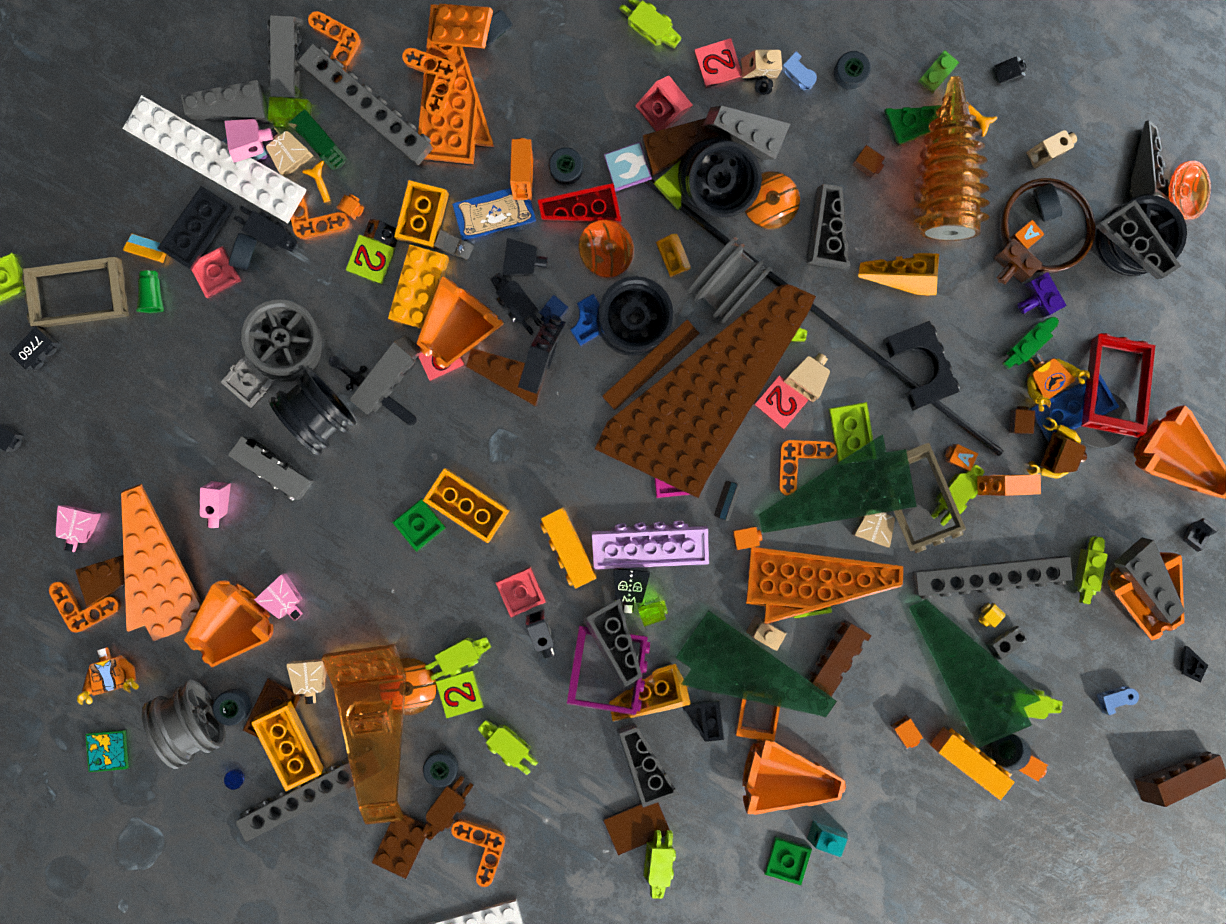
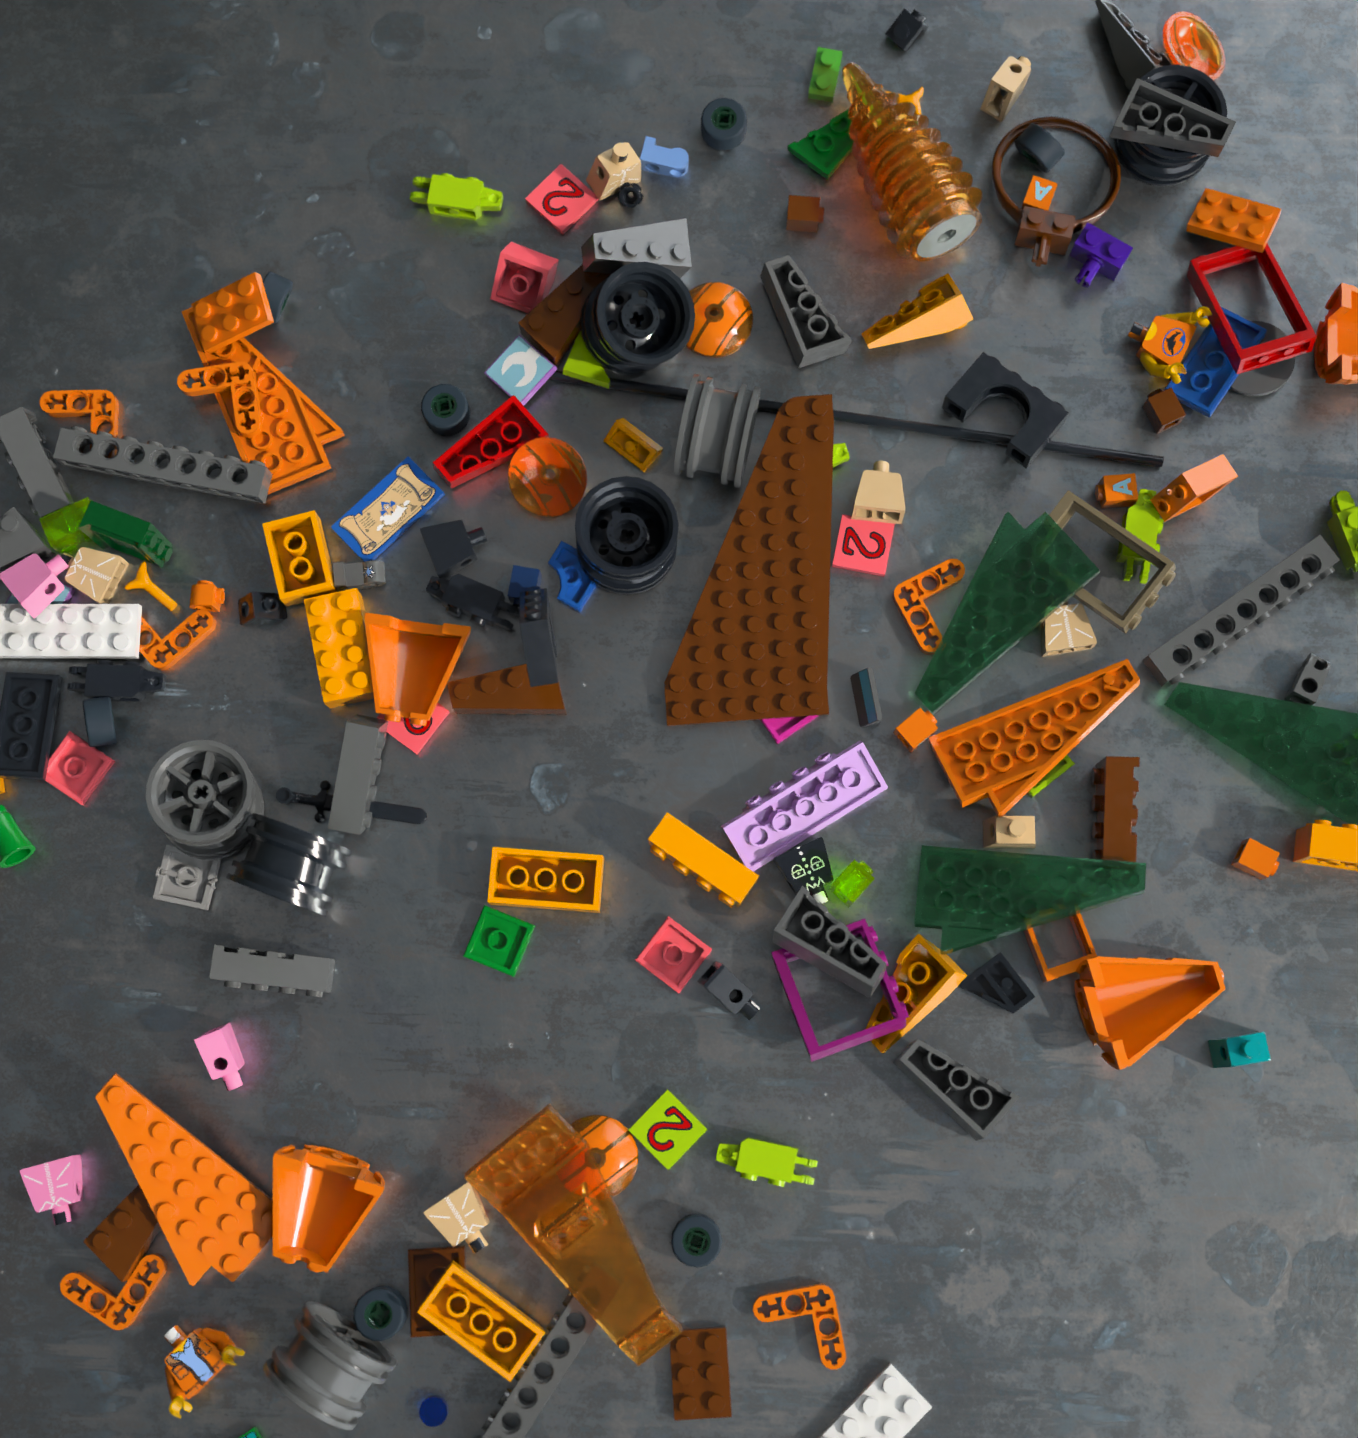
camera: 25 degrees left, 10 degrees down
(281, 598) = (371, 1132): bright pink torso -> none
(370, 259) = (264, 647): lime tile -> none
(444, 808) = (730, 1290): reddish brown hinge -> none
(459, 655) = (639, 1079): lime hinge -> none
(521, 169) = (394, 438): orange window -> none
(635, 826) = (990, 1174): reddish brown tile -> none
(651, 364) = (679, 587): reddish brown tile -> none
(659, 863) = (1047, 1205): hinge -> none
(787, 861) = (1207, 1110): green tile -> none
(850, 428) = (963, 530): lime tile -> none
(991, 615) = (1269, 659): yellow plate -> none
(1030, 342) = (1117, 313): green hinge -> none
(1062, 453) = (1235, 418): reddish brown torso -> none
(1143, 322) = (1233, 220): none -> orange plate

